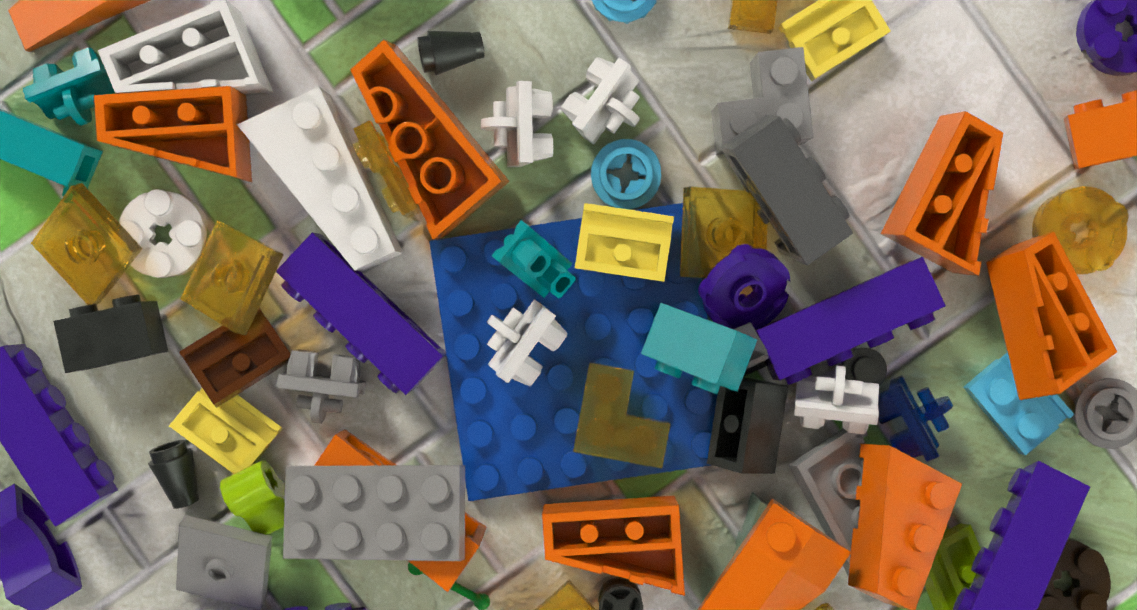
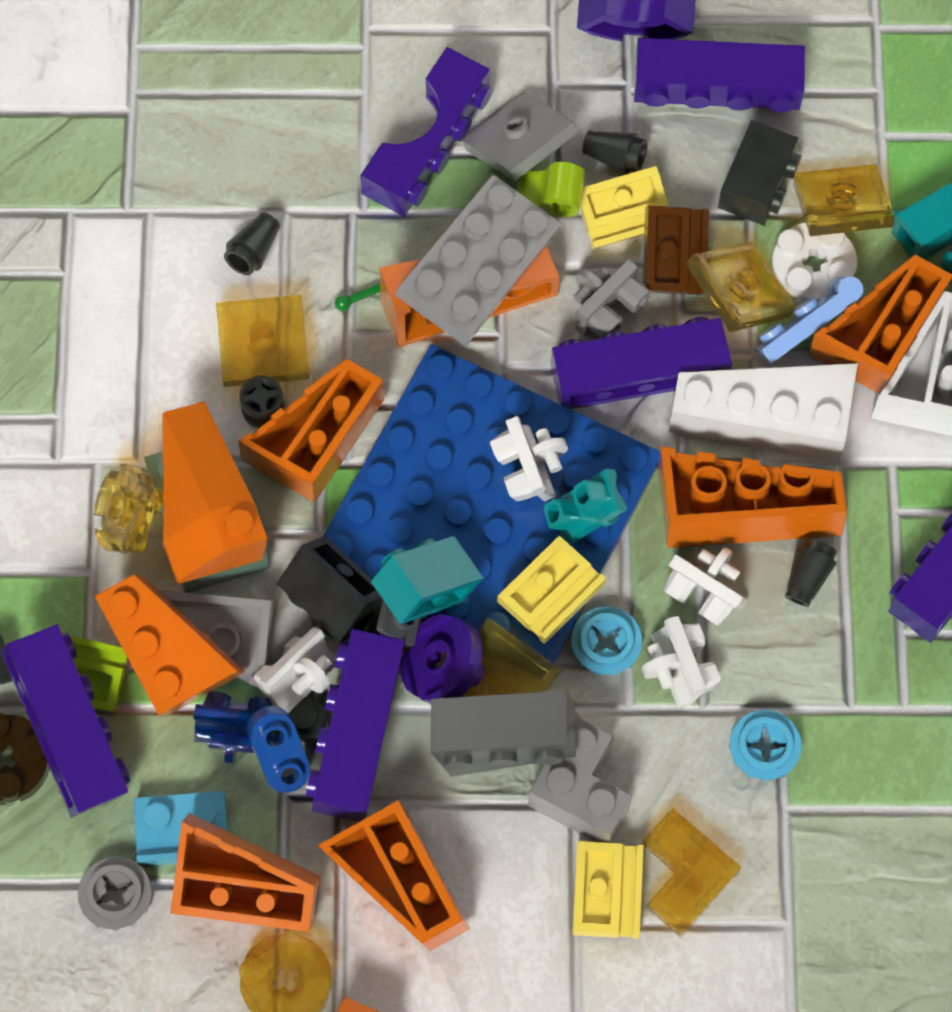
camera: 125 degrees right, 20 degrees down
(220, 196) = (810, 317): none -> light blue plate
(374, 154) = (757, 443): clear yellow plate -> none
(606, 428) = (415, 477): clear yellow plate -> none
(914, 368) = (281, 752): none -> blue plate

